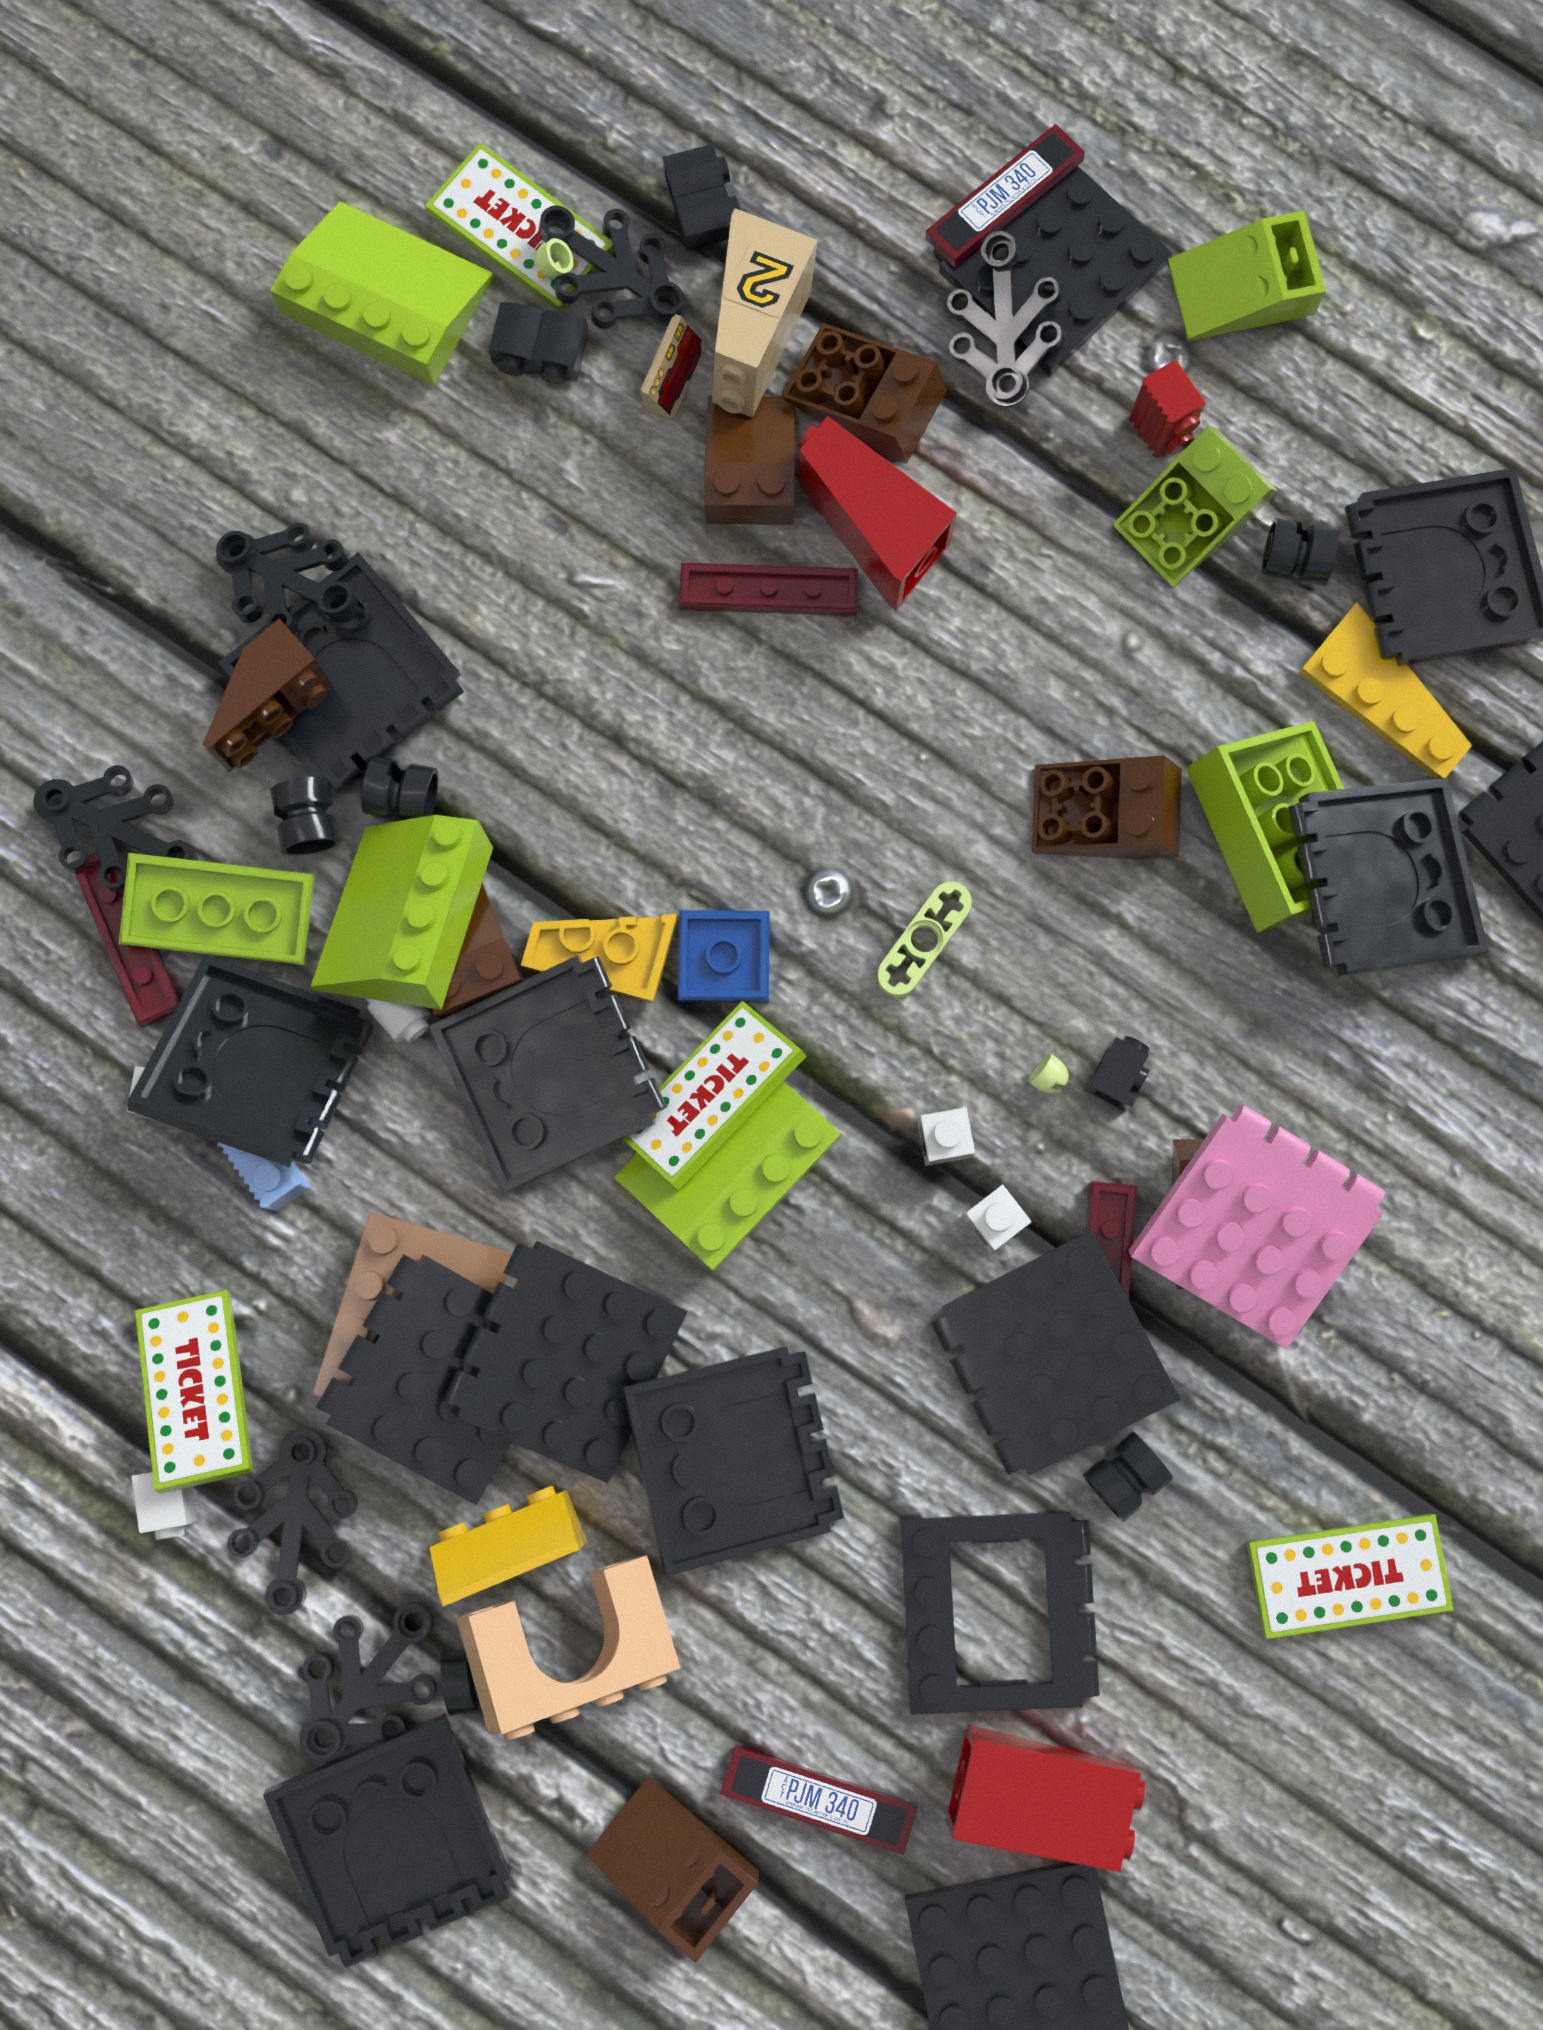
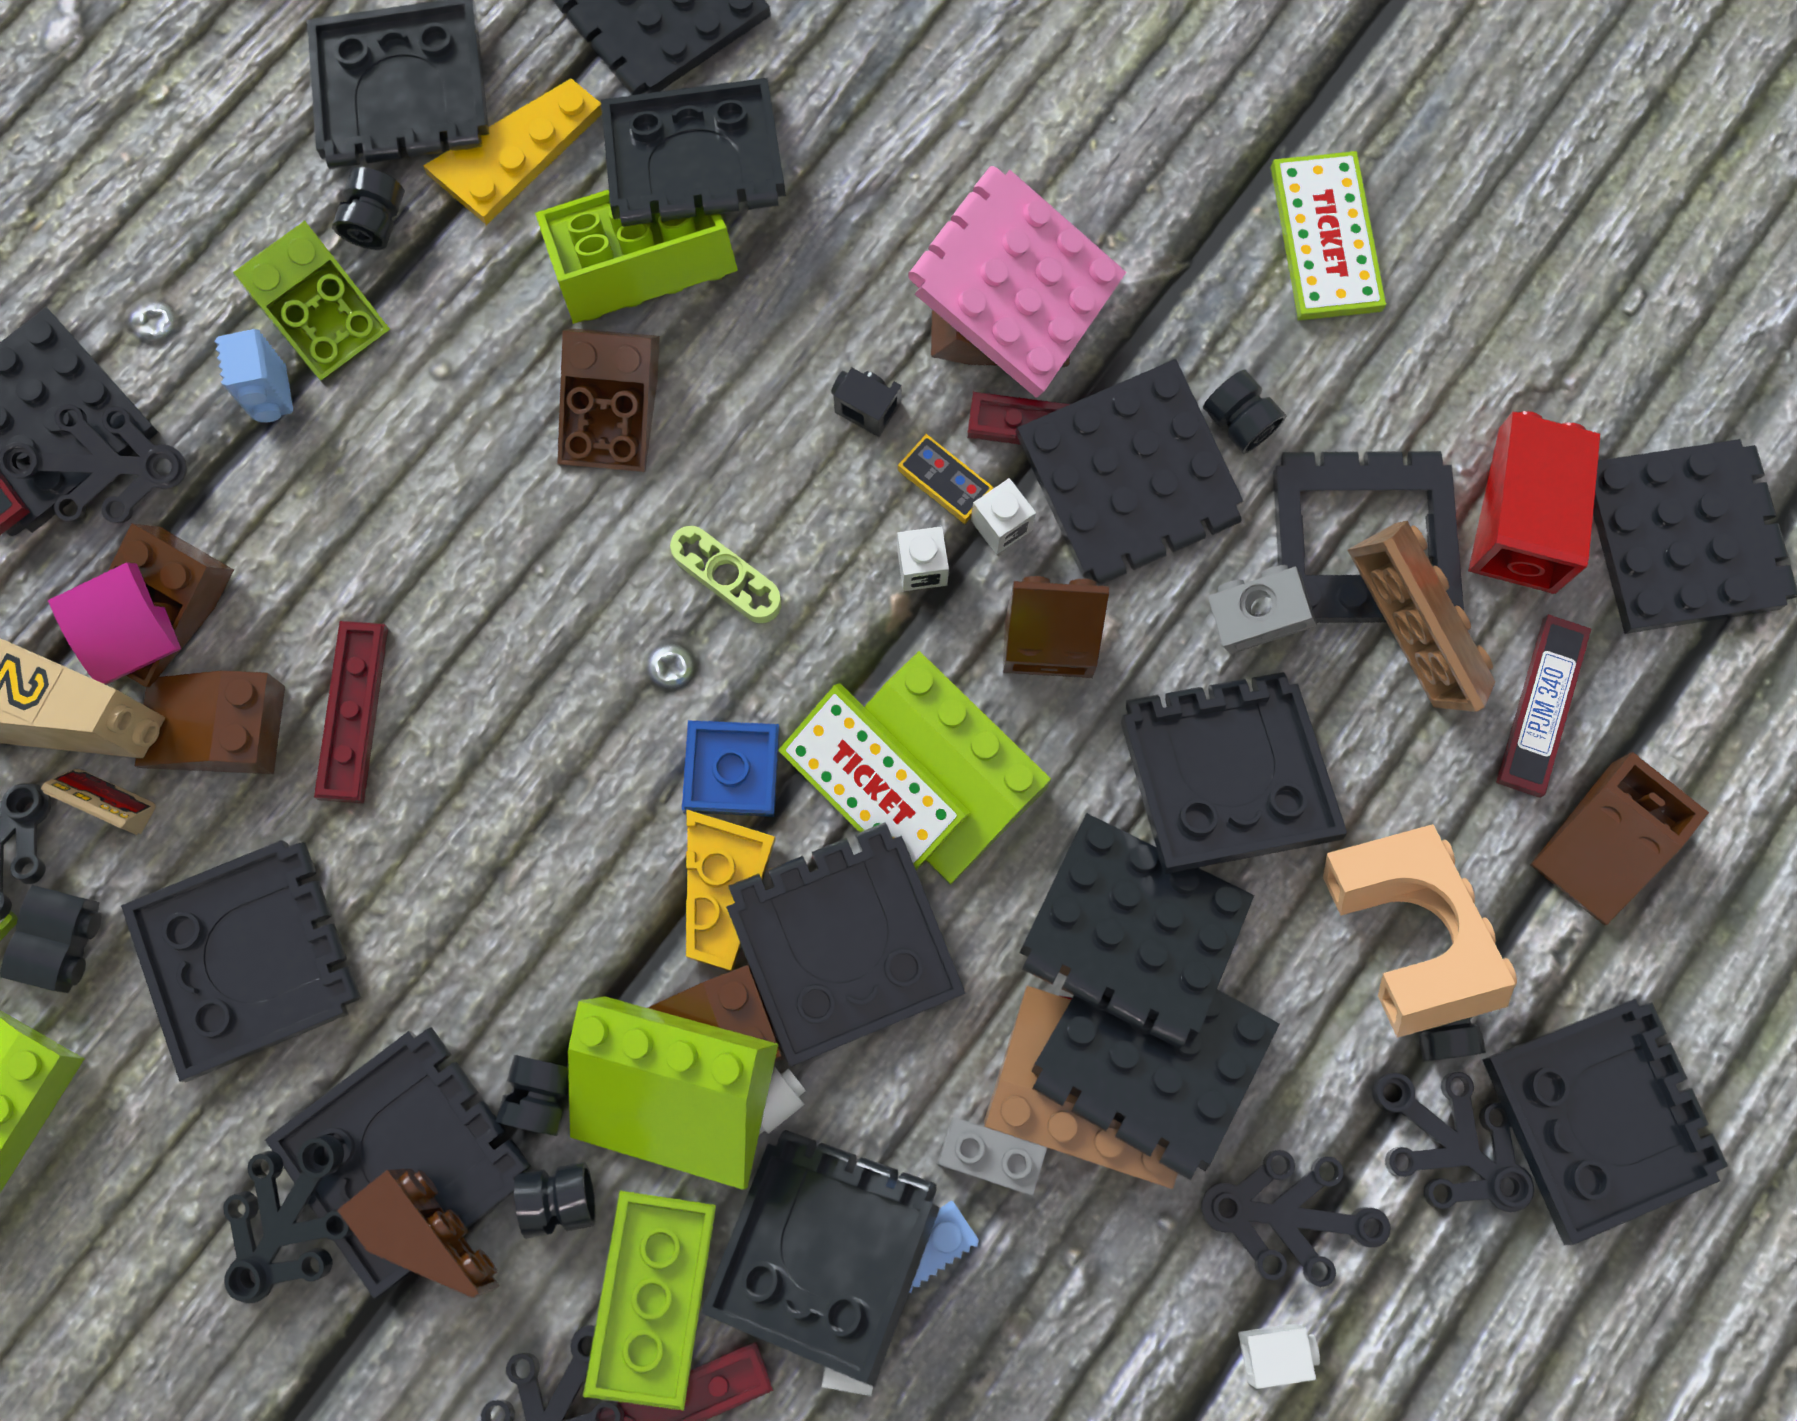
camera: 90 degrees left, 5 degrees down
(193, 1392) = (1167, 1322): tile -> none
(345, 1218) = (992, 1156): none -> light grey brick
(505, 1544) = (1321, 992): yellow slope -> none
(526, 512) = (240, 958): none -> black hinge
(833, 359) = (114, 624): none -> dark pink slope
(866, 1269) = (1054, 627): none -> reddish brown slope
(874, 509) = (279, 597): red slope -> none
(896, 1666) = (1424, 618): none -> medium nougat slope
(912, 1519) = (1289, 611): none -> light grey brick
(1039, 1159) = (944, 478): none -> tile
(1049, 1075) = (863, 465): yellowish green hinge -> none
(1102, 460) = (254, 375): none -> light blue brick
(1167, 410) = (208, 309): red brick -> none
(1248, 278) = (82, 235): lime slope -> none

